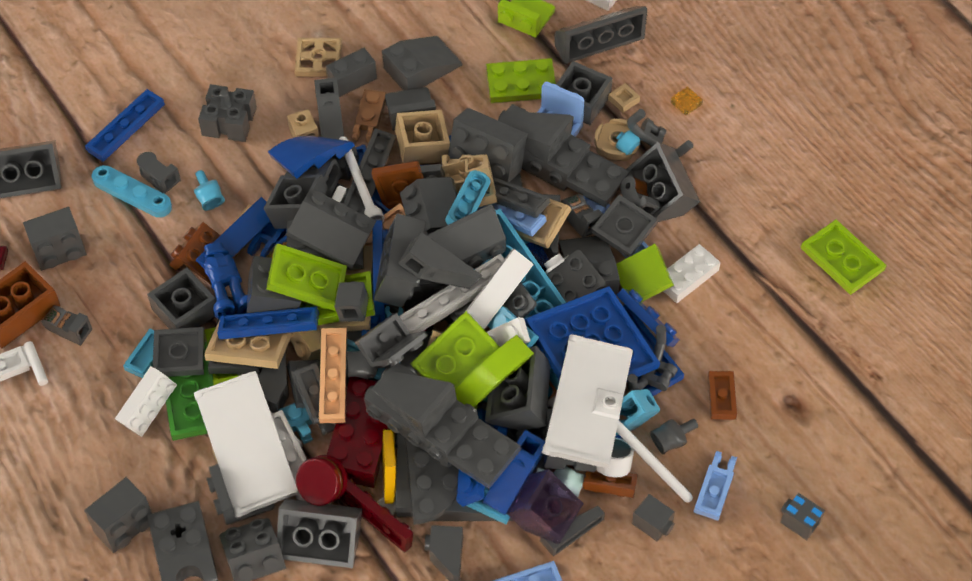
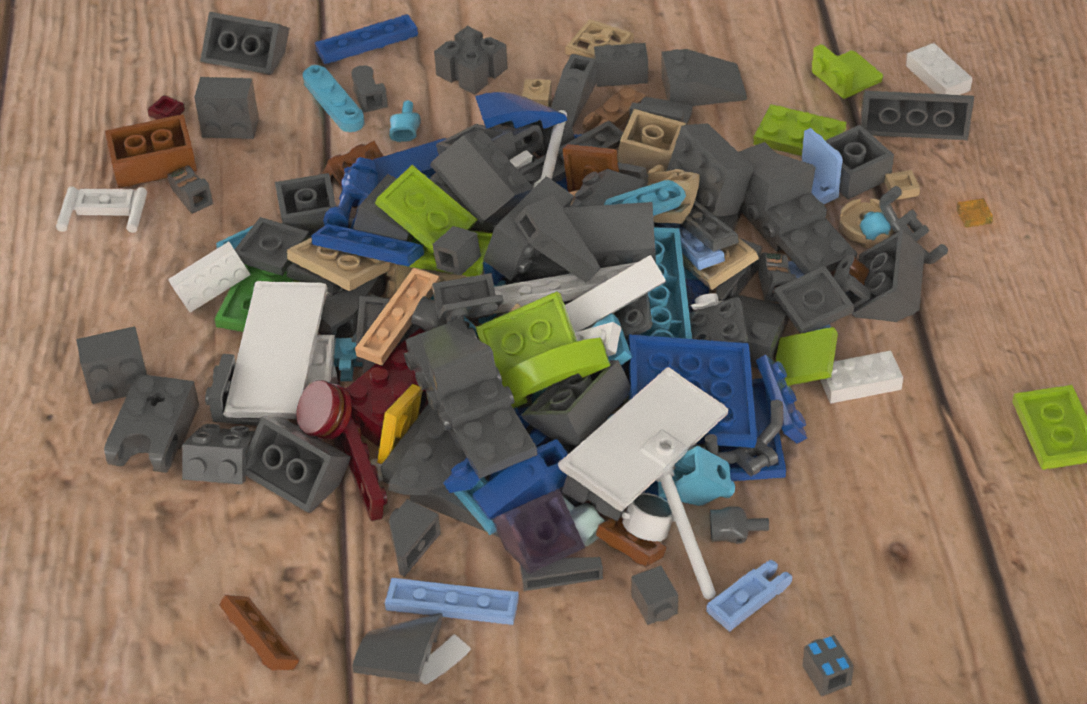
camera: 30 degrees right, 10 degrees down
(722, 395) = (817, 508): dark orange plate -> none

